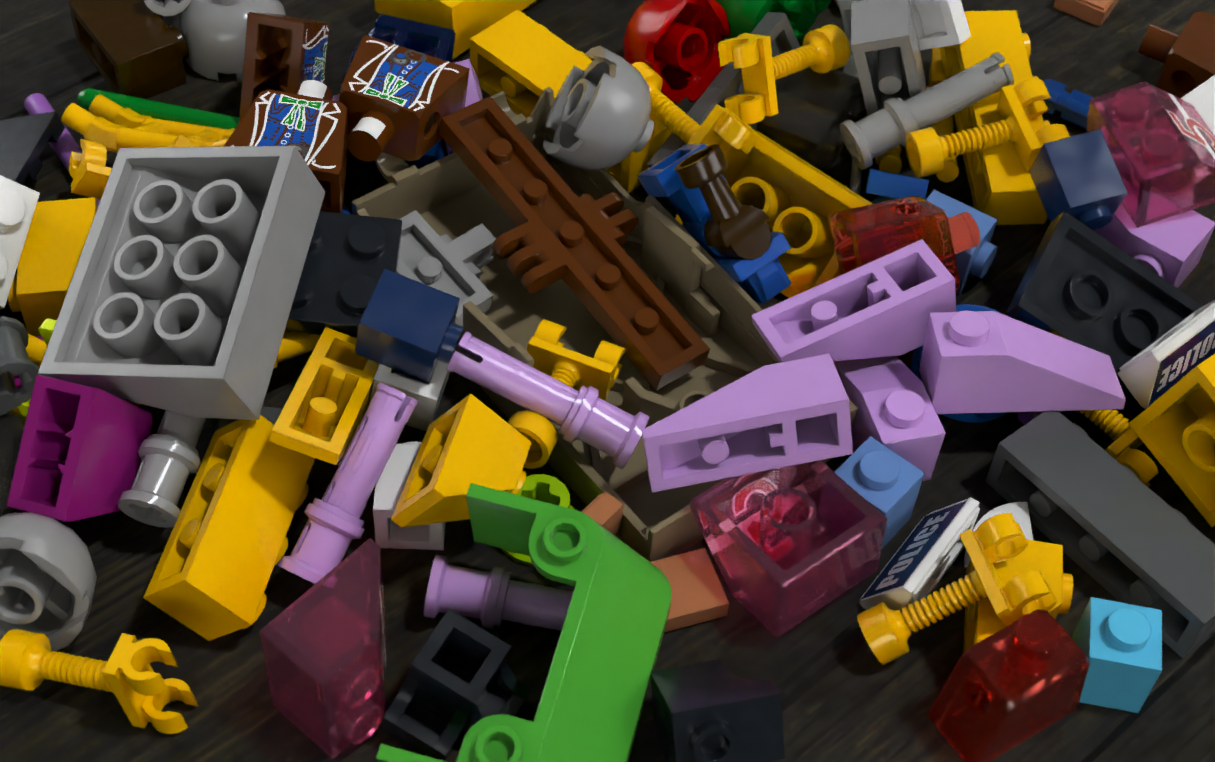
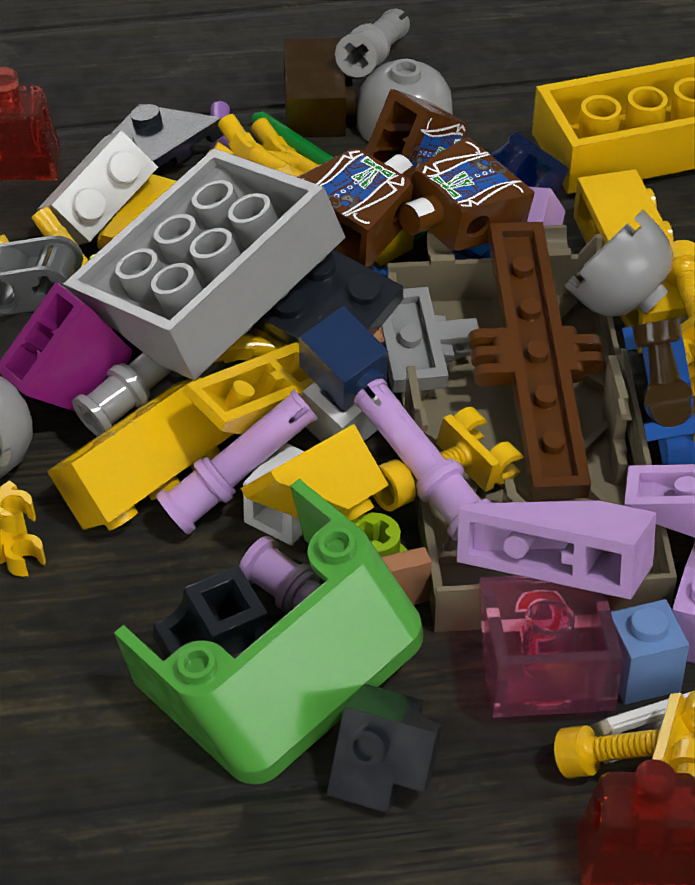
camera: 35 degrees right, 5 degrees down
(331, 654) = (149, 556): clear pink slope -> none
(694, 589) = (448, 653): nougat tile -> none

